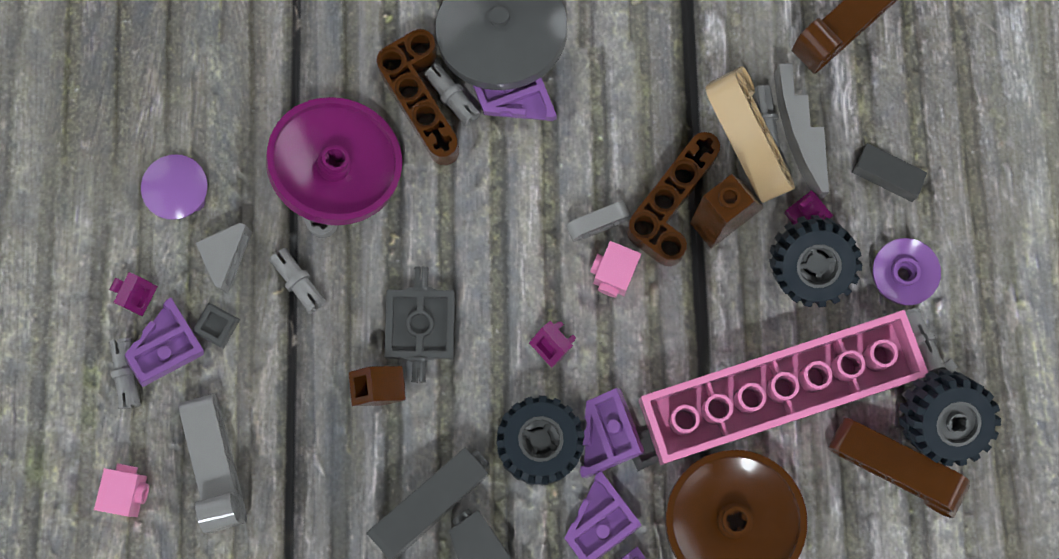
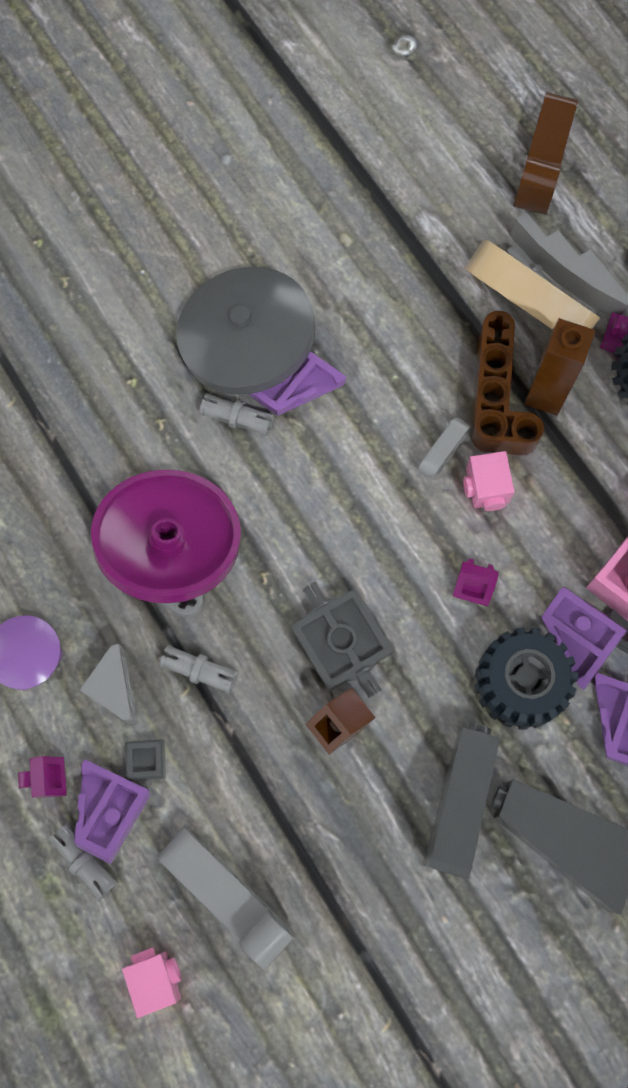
camera: 30 degrees left, 5 degrees down
(422, 102) = (216, 433): reddish brown beam -> none

